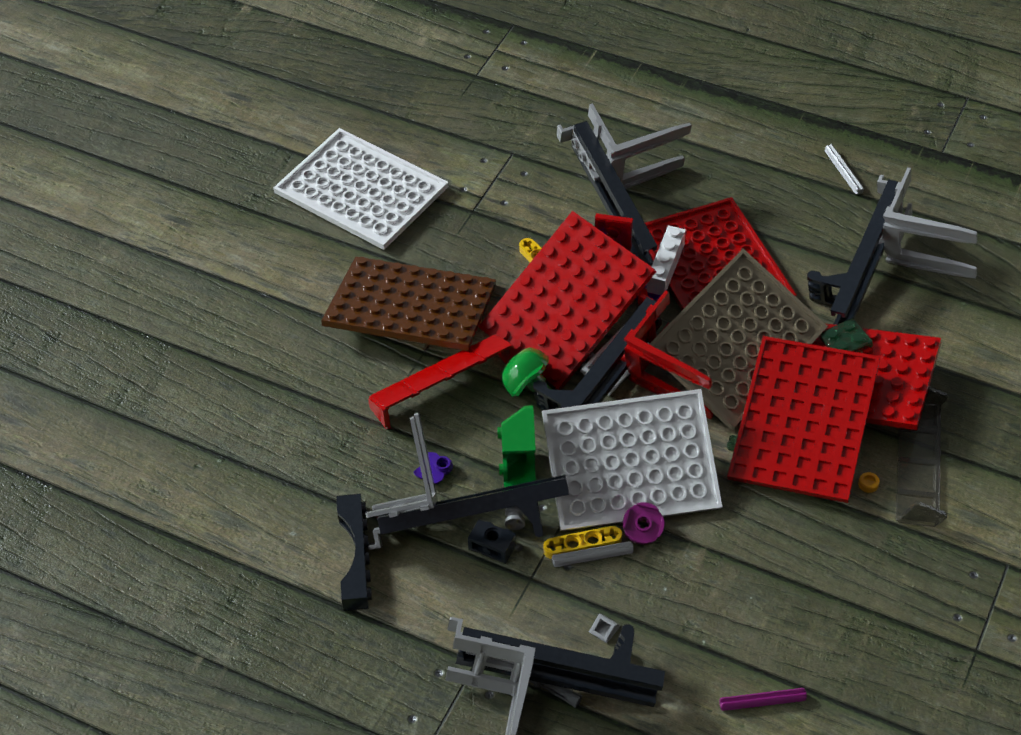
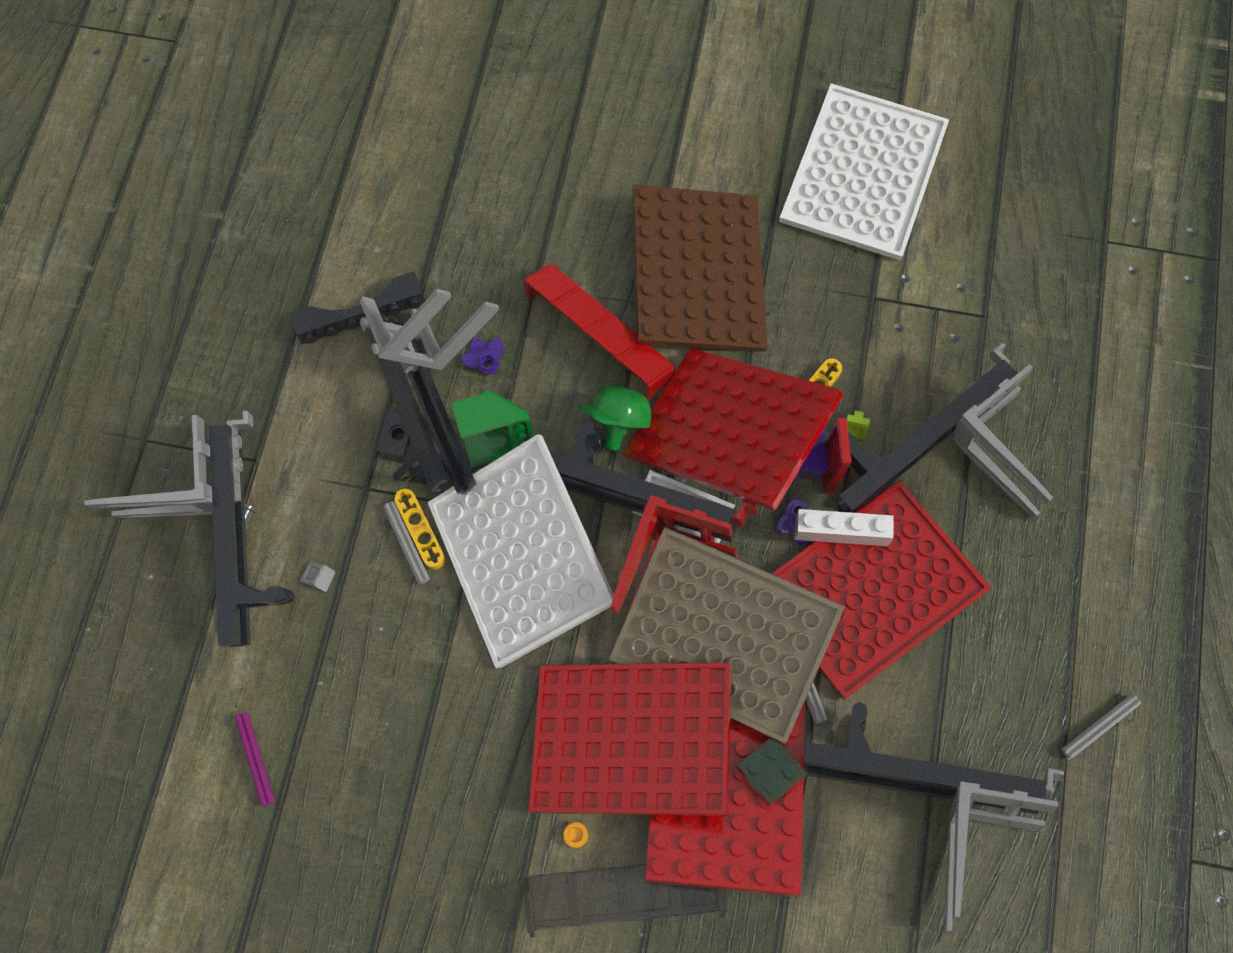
camera: 75 degrees right, 20 degrees up
(637, 513) = (461, 587): magenta plate -> none

